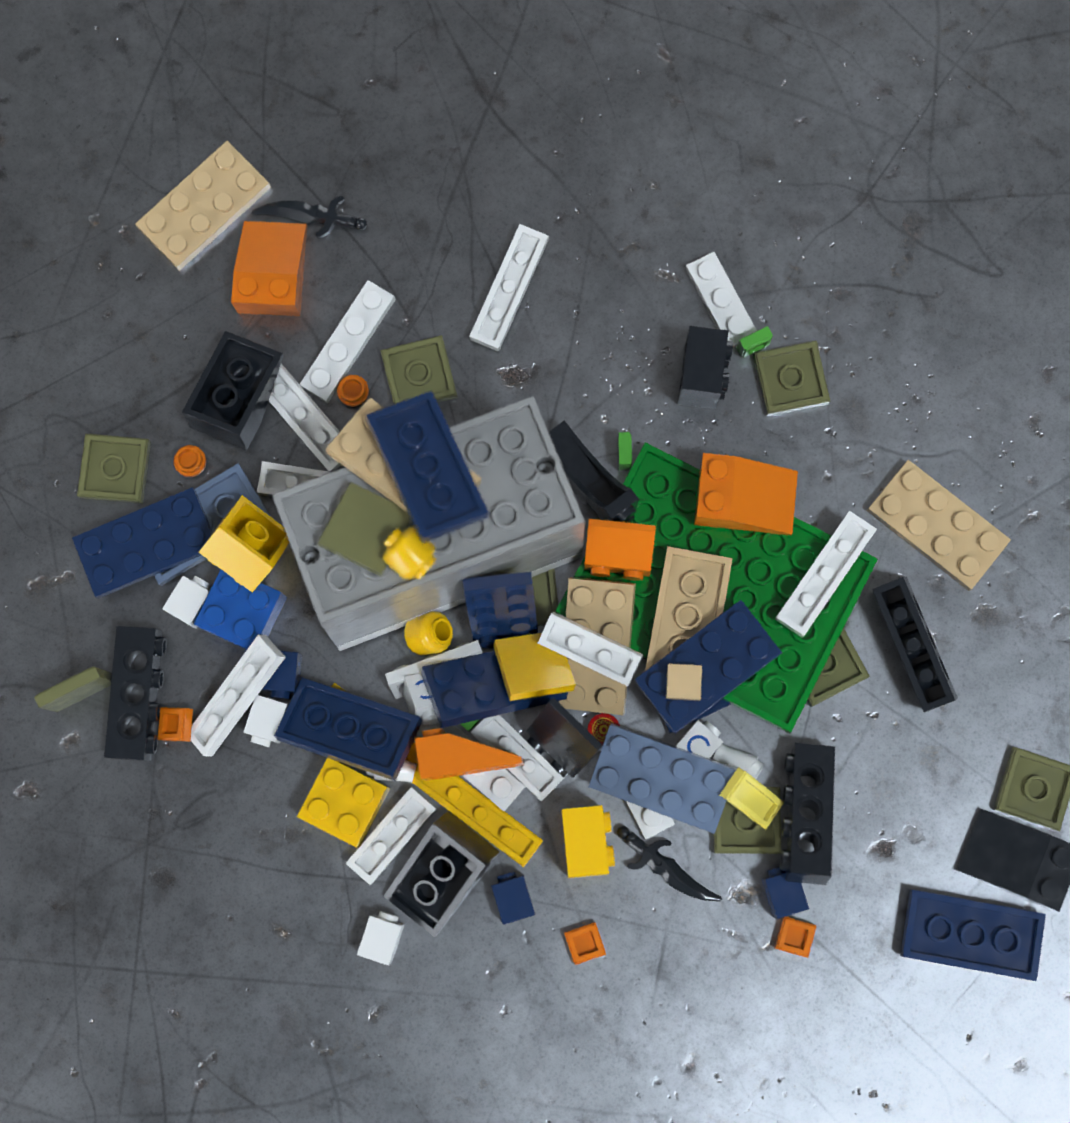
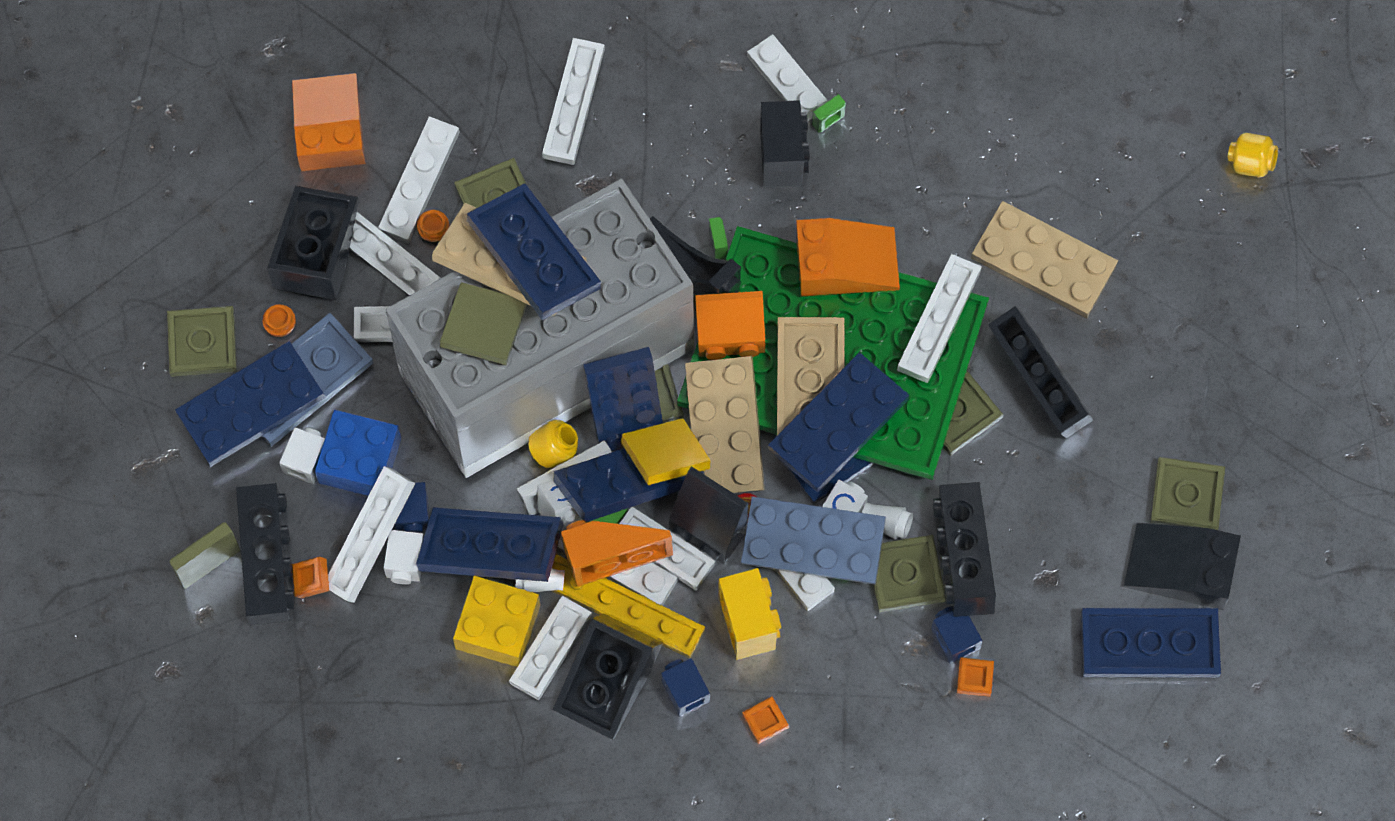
camera: 15 degrees left, 10 degrees down
(203, 205) = (247, 72): tan plate -> none
(246, 544) = (356, 382): yellow brick -> none
(313, 213) = (360, 62): black piece -> none
(381, 938) = (558, 747): white brick -> none
(407, 553) = (530, 334): yellow head -> none
(590, 648) = (719, 424): white plate -> none
(664, 866) = (831, 632): black piece -> none
(684, 682) = (817, 435): tan tile -> none
(751, 798) = (905, 543): light yellow tile -> none
(791, 378) = (872, 143): olive tile -> none

